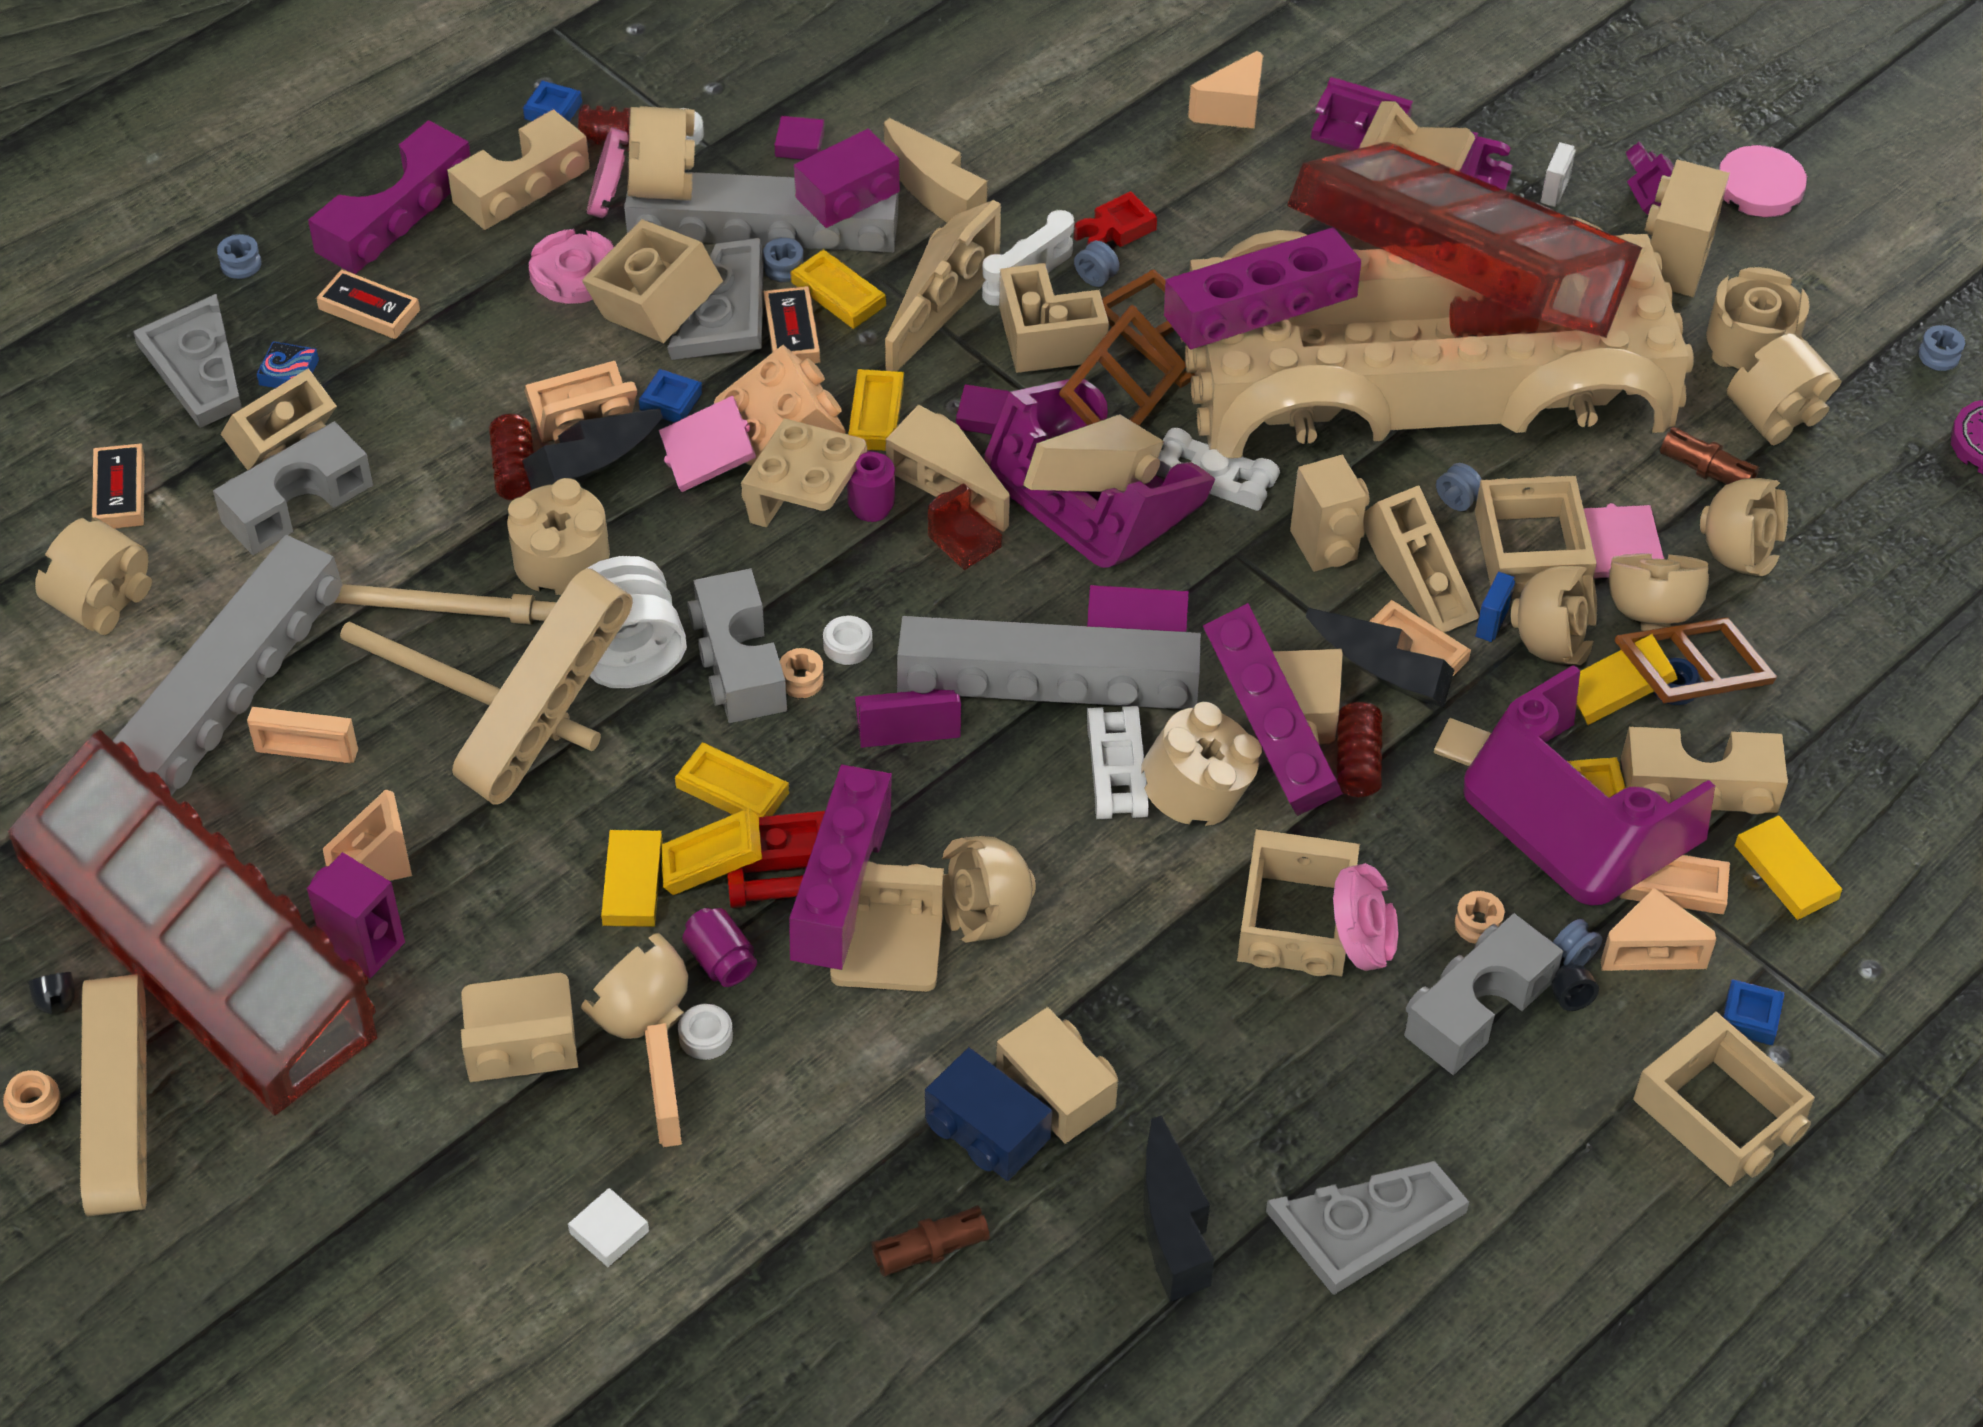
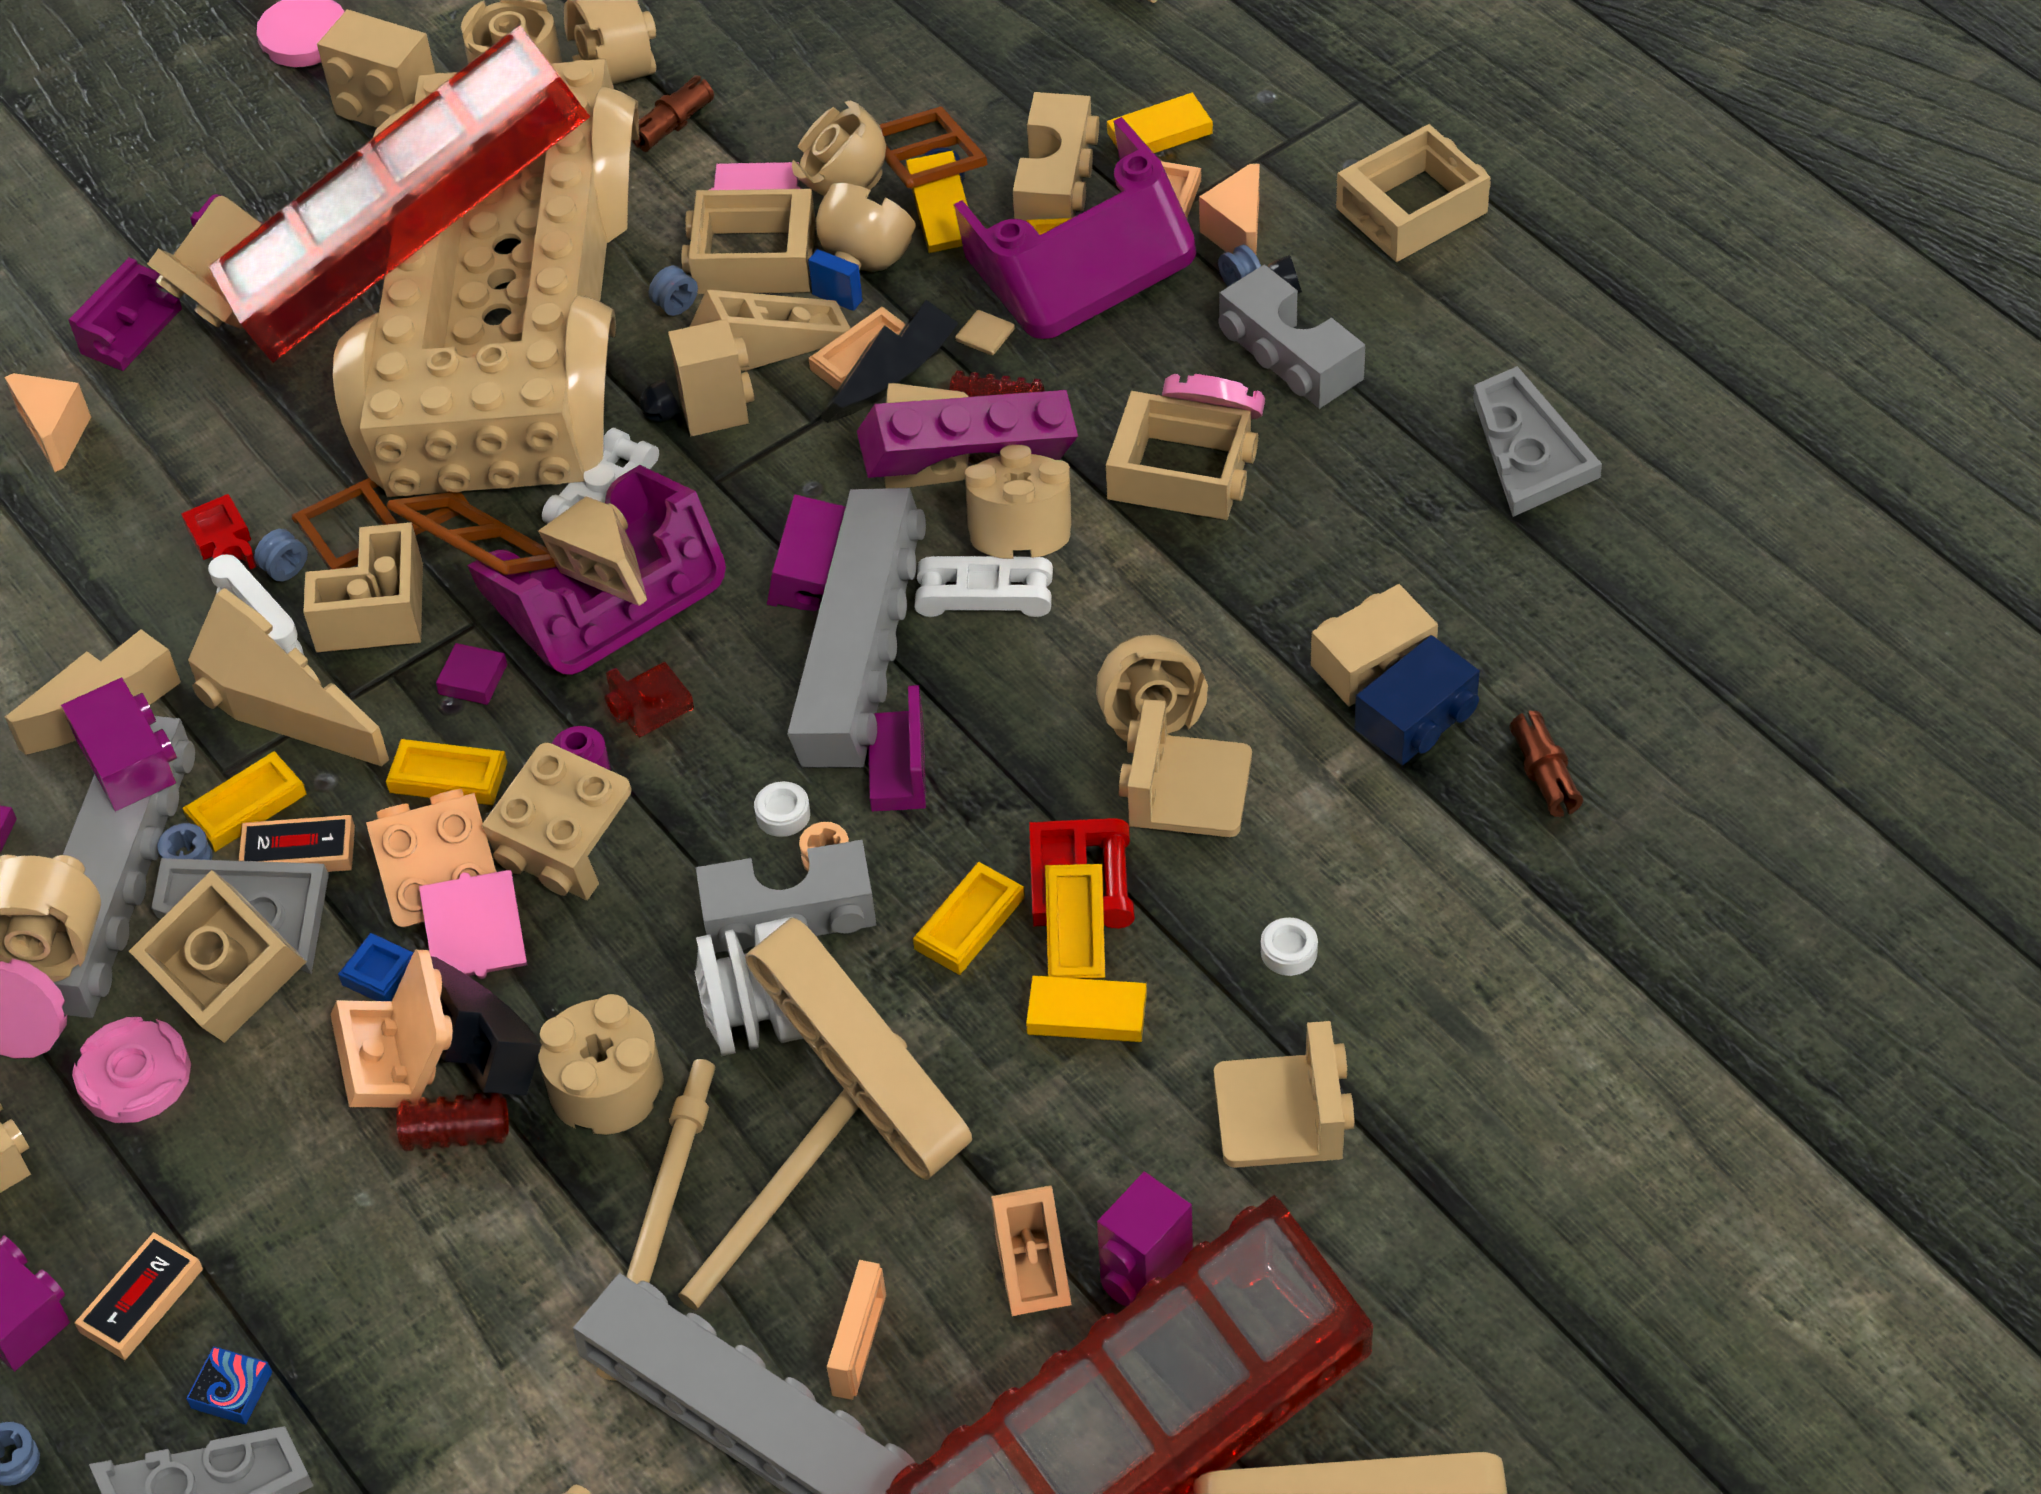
camera: 80 degrees left, 0 degrees up
(278, 419) = (349, 1368): tan brick -> none
(320, 464) = (478, 1398): light grey arch -> none
(608, 1227) = (1525, 1030): white tile -> none
(640, 991) = (1250, 986): tan cylinder -> none
(663, 1085) = (1365, 971): light nougat tile -> none
(719, 946) = (1192, 923): magenta brick -> none
(832, 882) = (1192, 792): magenta arch -> none
(939, 457) = (557, 696): tan slope -> none
(1175, 1216) = (1520, 575): black slope -> none
(1261, 288) = (452, 348): magenta brick -> none
(1477, 902) = (1198, 324): light nougat bush -> none
(1487, 317) = (489, 220): clear red piece -> none
(1558, 174) = (257, 169): white tile -> none
(1648, 176) = (291, 100): magenta plate -> none
(1745, 524) = (771, 89): tan cylinder -> none
(1754, 1010) = (1312, 172): blue tile -> none

